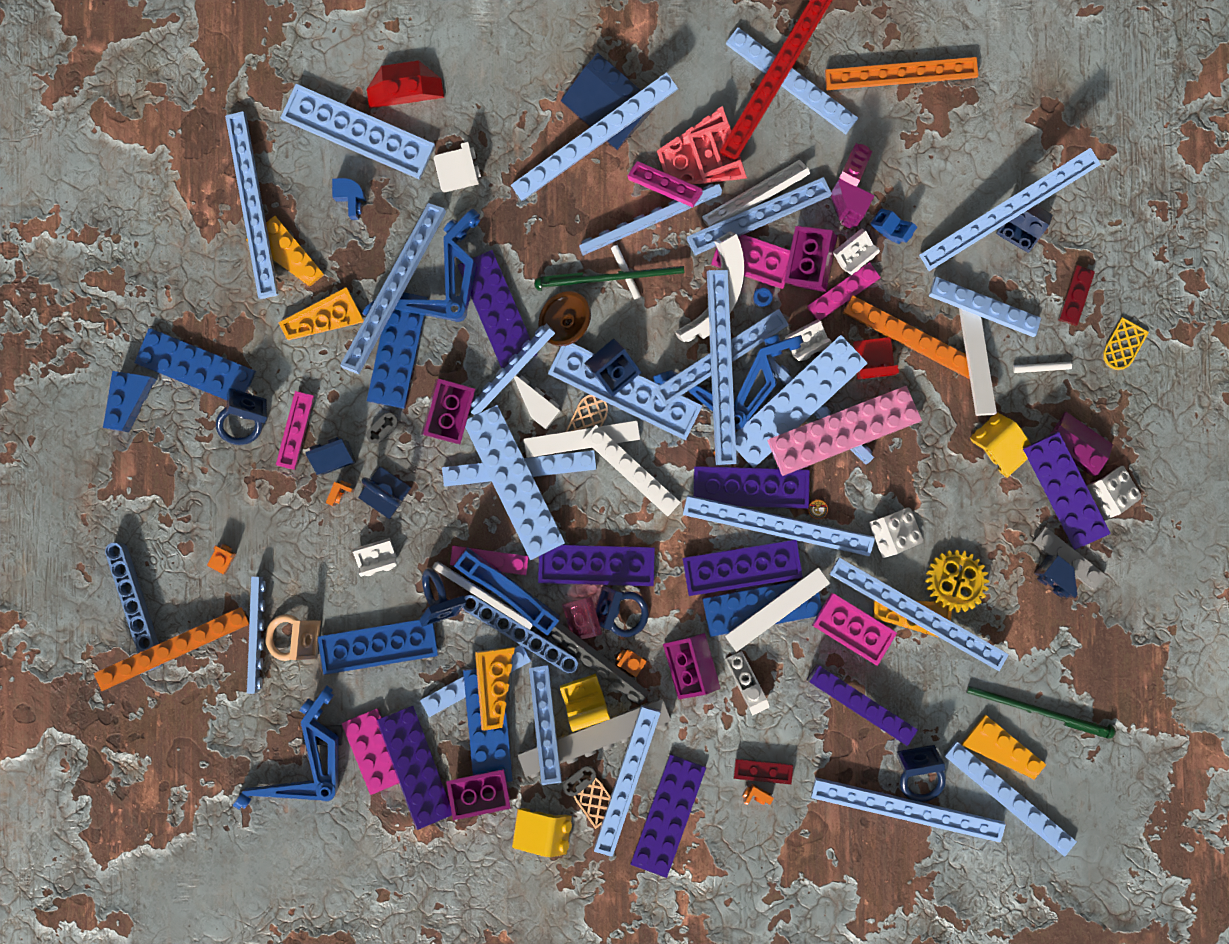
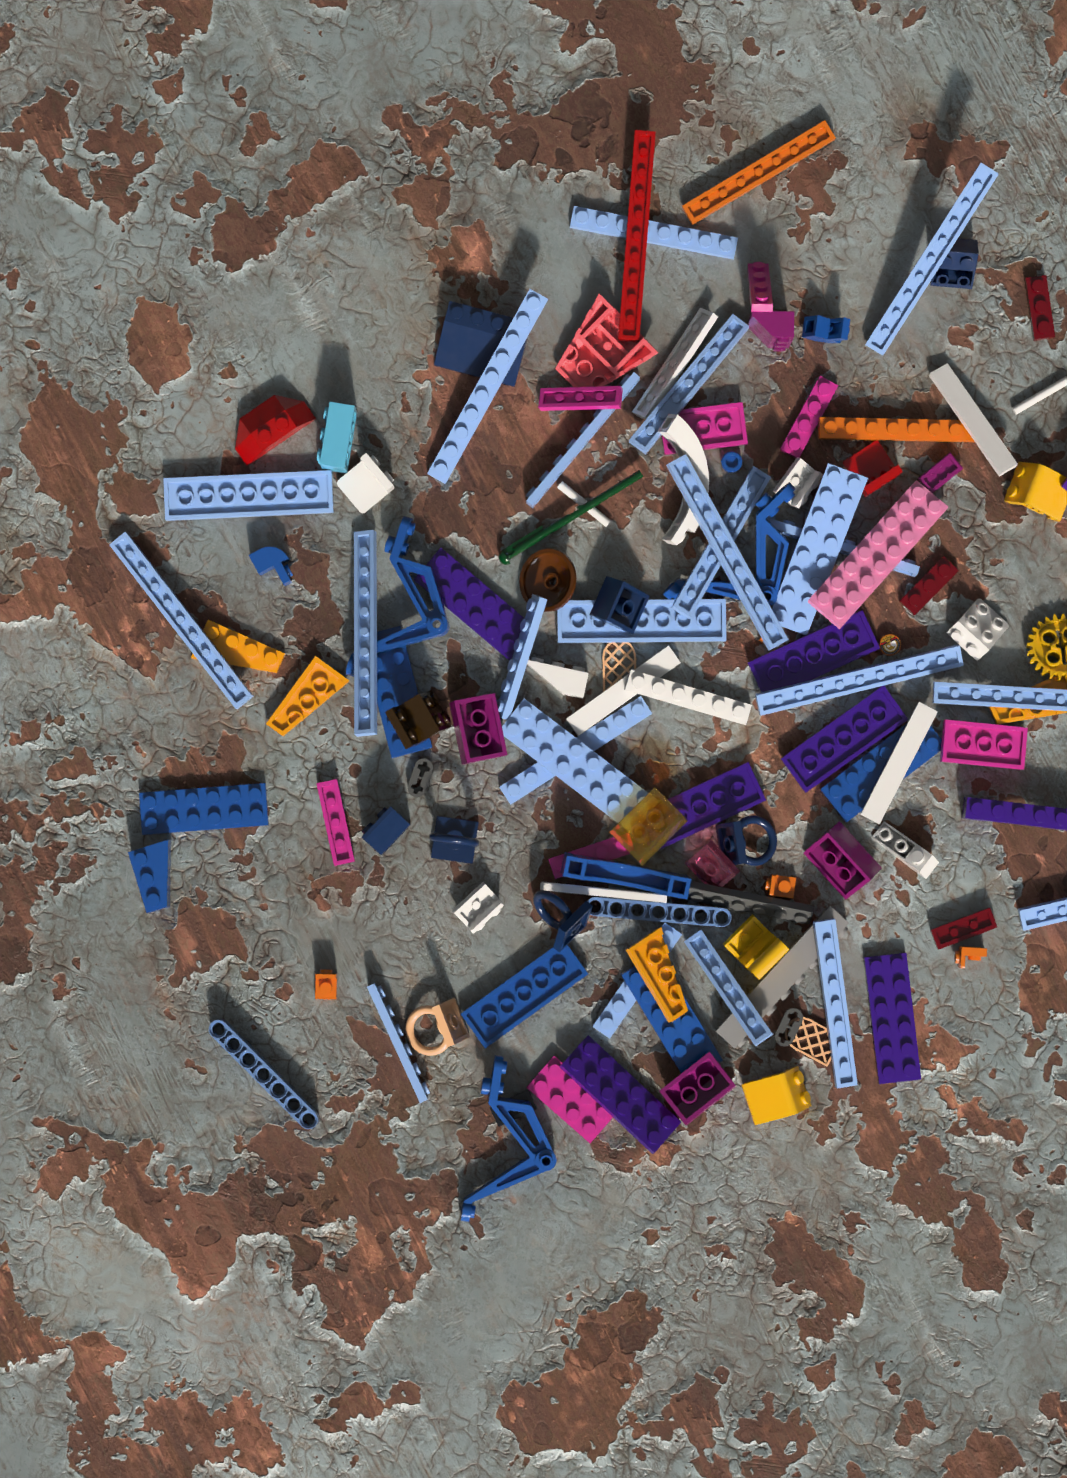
camera: 25 degrees left, 0 degrees up
(171, 649) = (324, 1096): orange plate -> none
(246, 407) = (278, 822): dark blue tile -> none
(335, 495) = (407, 865): orange bracket -> none
(401, 379) = (419, 719): none -> dark brown bracket
(451, 118) = (337, 437): none -> medium azure brick
(545, 560) = (648, 826): none -> clear yellow slope
(811, 258) = (760, 400): magenta slope -> none
(856, 252) = (801, 372): white bracket -> none
(873, 477) = (929, 586): none -> dark red plate
(928, 390) = (940, 473): none -> magenta plate
(984, 306) = (955, 364): light blue plate -> none

